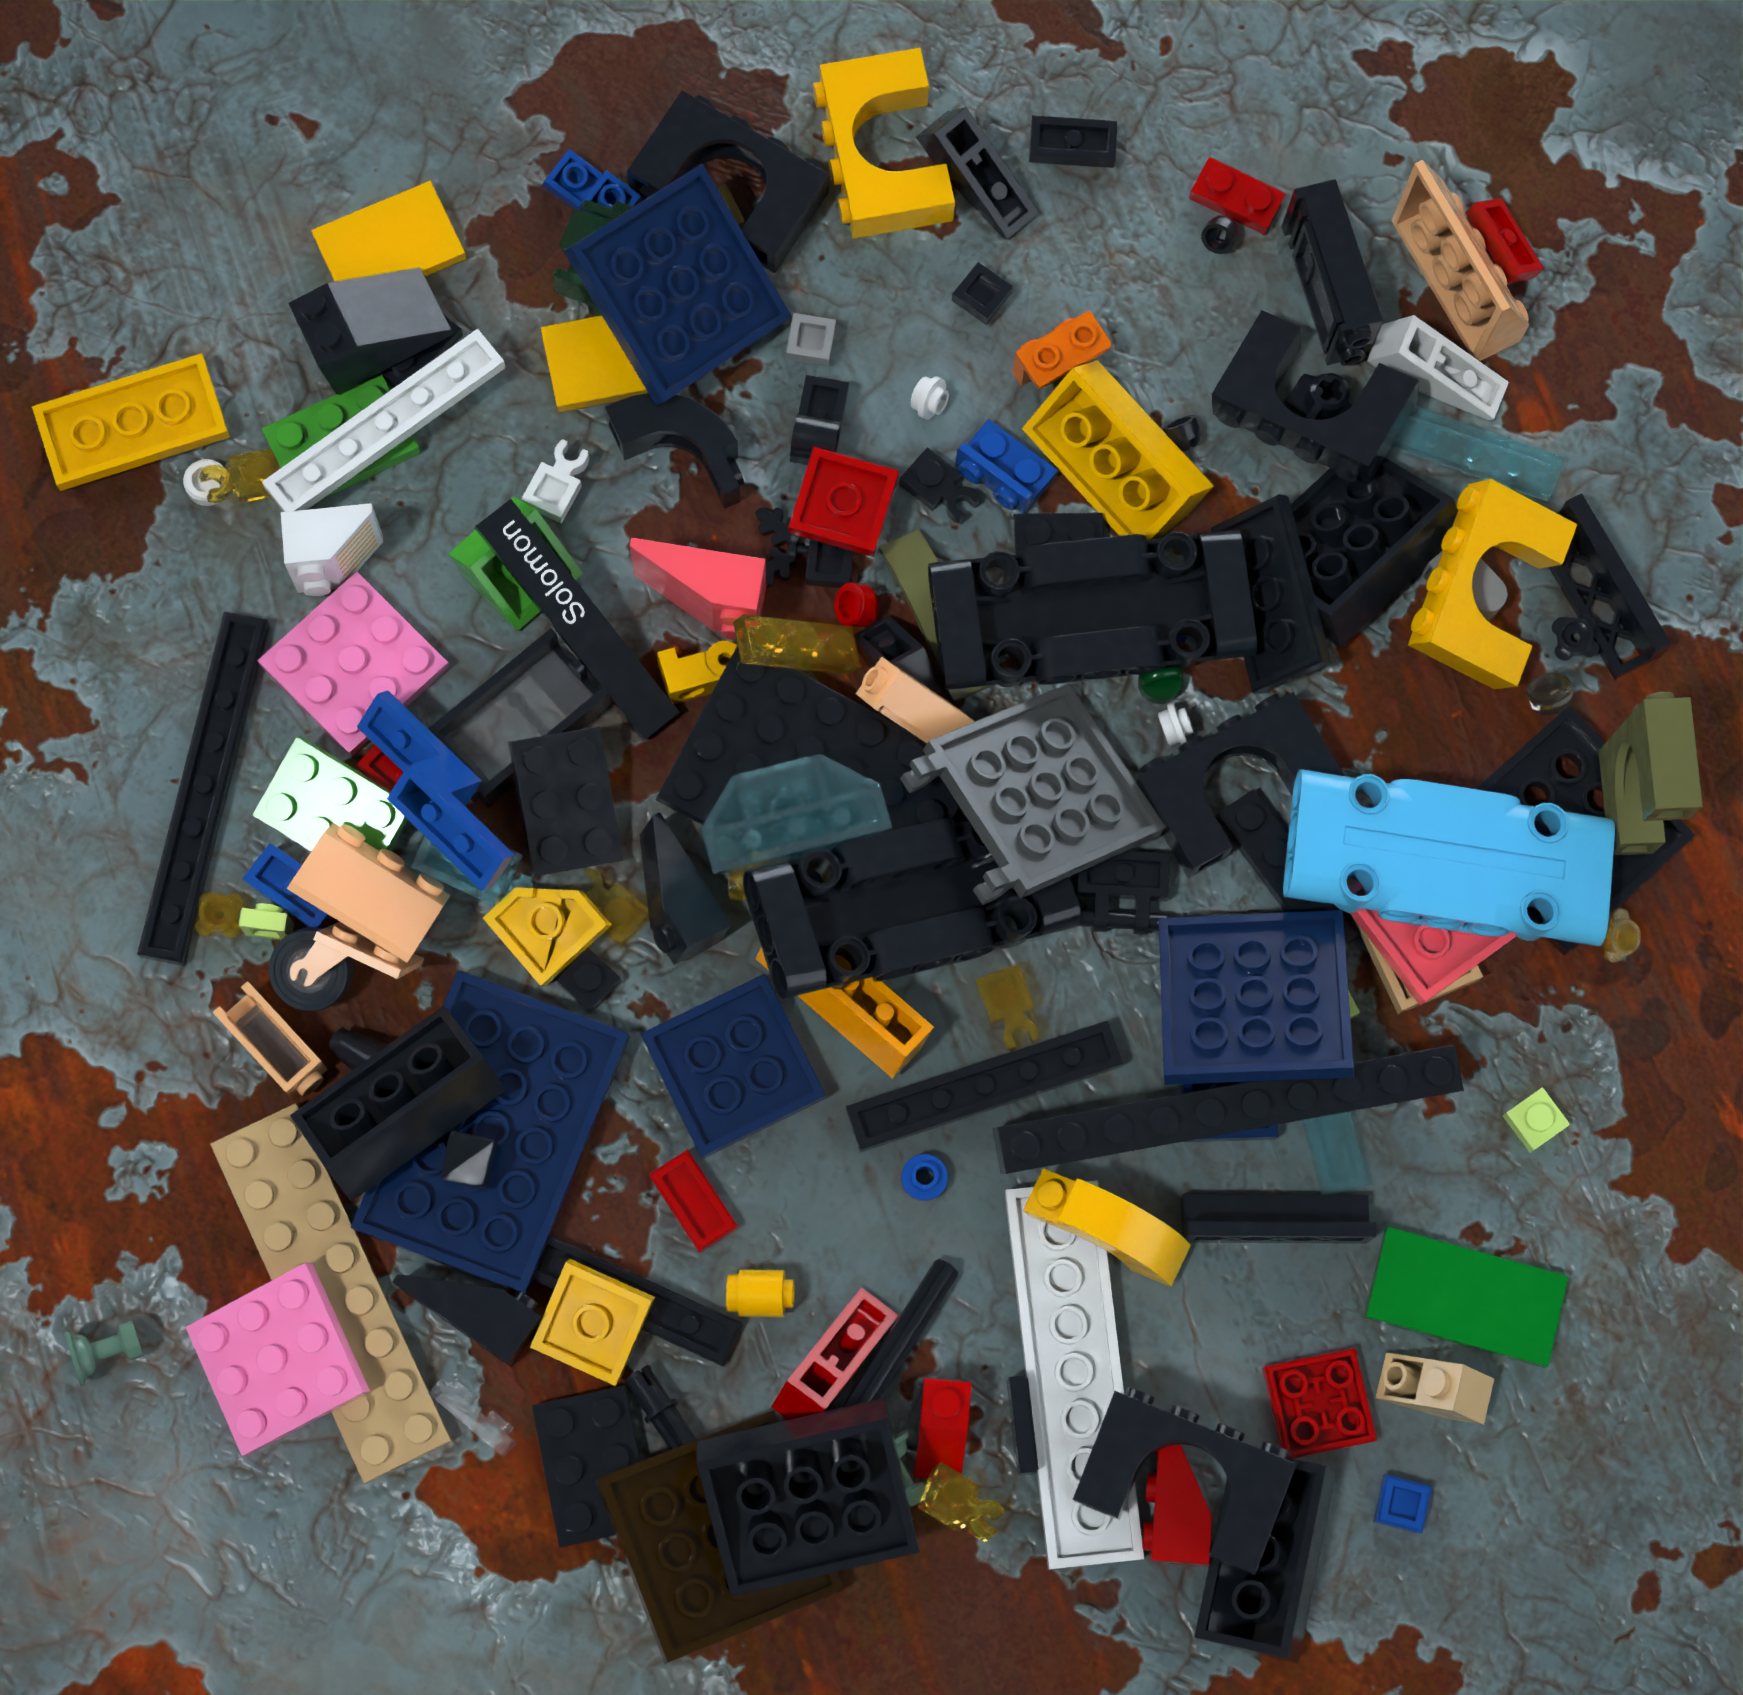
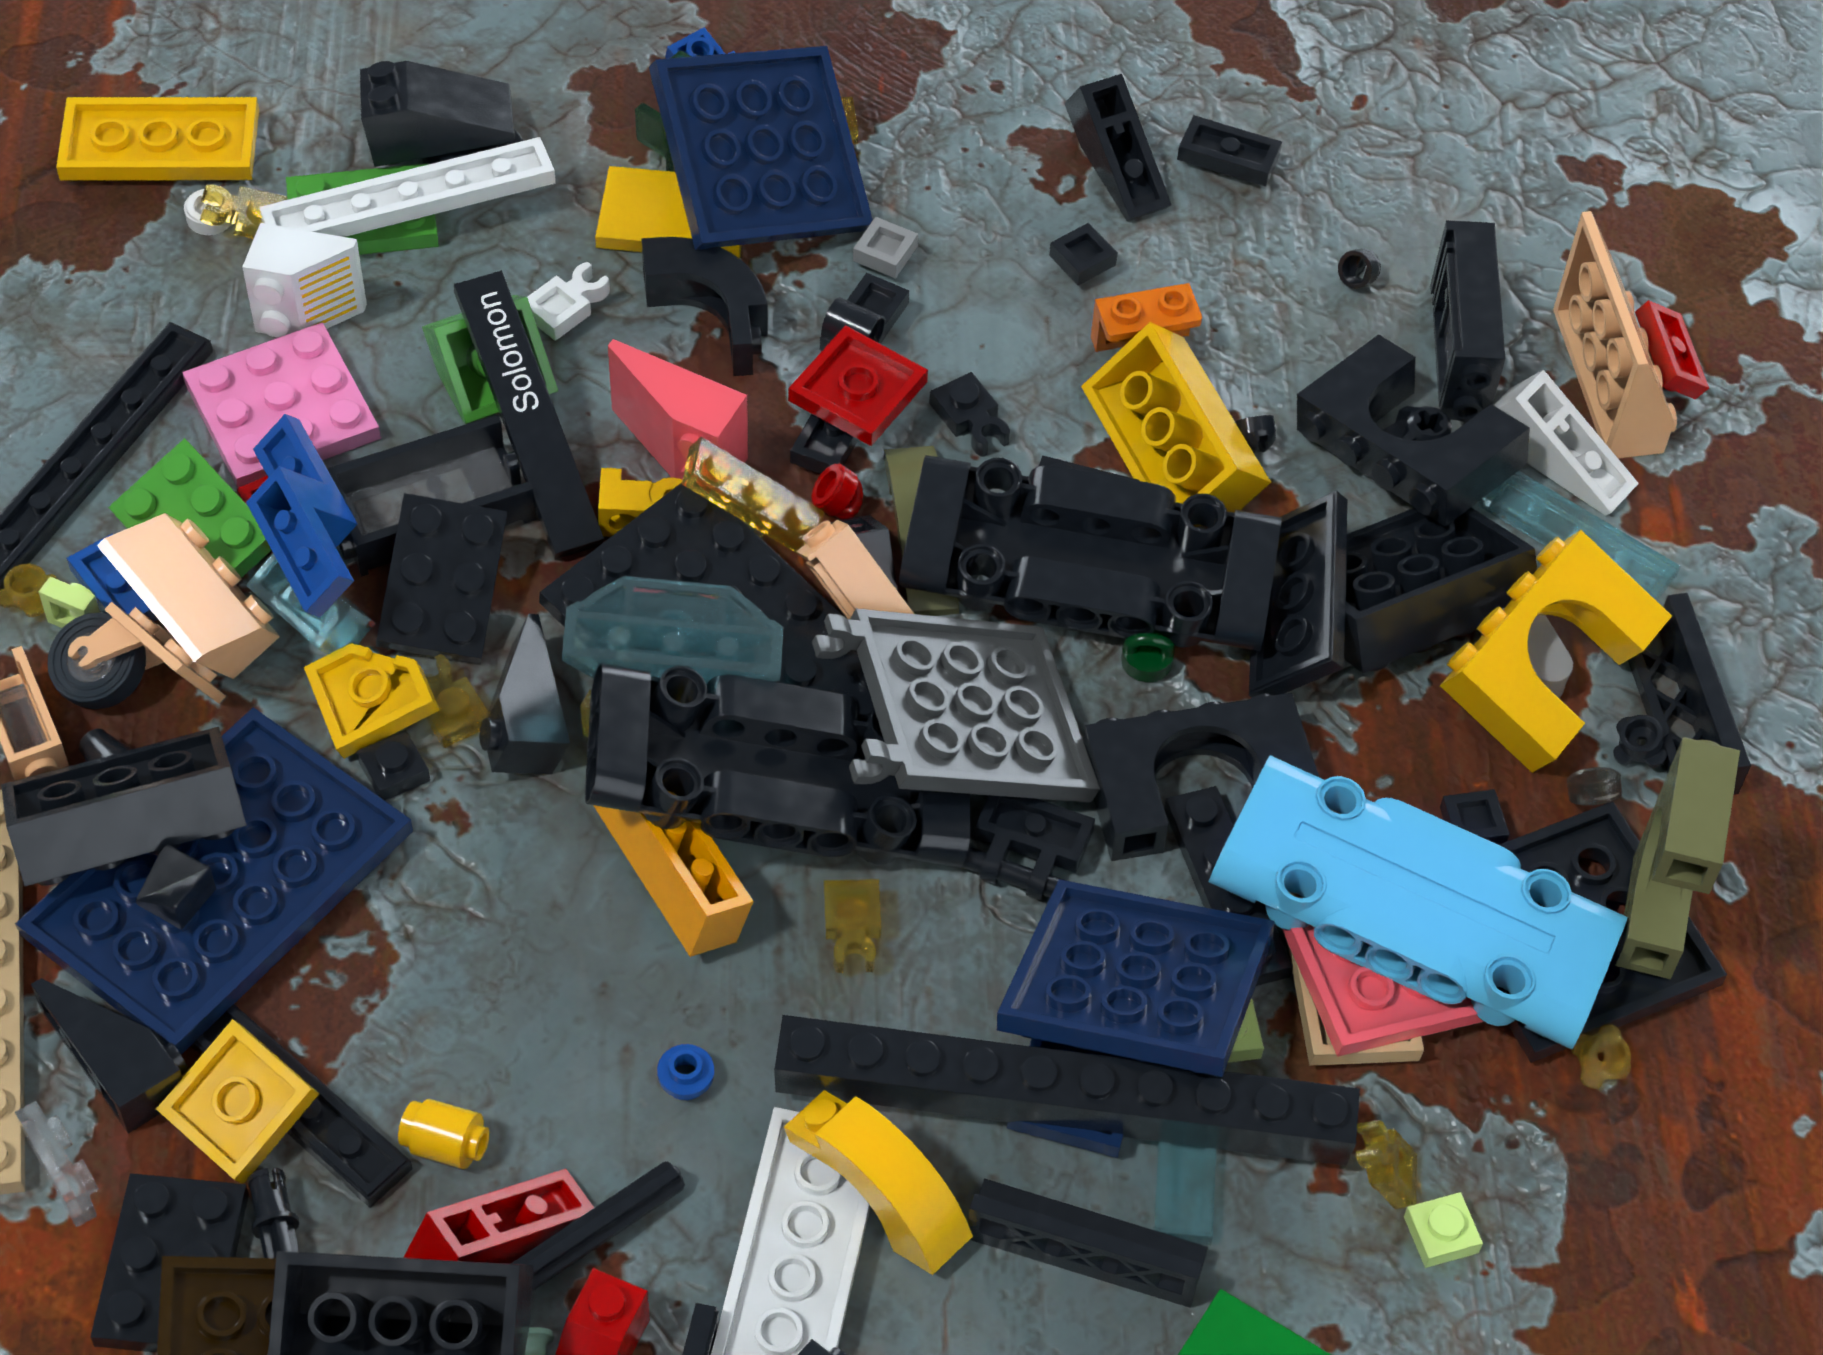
camera: 20 degrees right, 20 degrees down
(391, 237) = (505, 52): yellow tile -> none
(693, 1201) = (411, 1020): red tile -> none
(699, 133) = (918, 111): black arch -> none
(733, 1066) = (514, 893): dark blue plate -> none
(779, 562) = (780, 412): black animal -> none
(872, 197) = (1009, 146): yellow arch -> none
(929, 397) = (991, 327): white plate -> none
(983, 1086) = (765, 993): black plate -> none
(1004, 467) = (1048, 413): blue bracket -> none
(1175, 724) = (1148, 695): white plate -> none
(1237, 195) = (1397, 245): red plate -> none
(1464, 755) = (1477, 813): none -> black plate
(1486, 1085) = (1389, 1163): none -> clear yellow plate

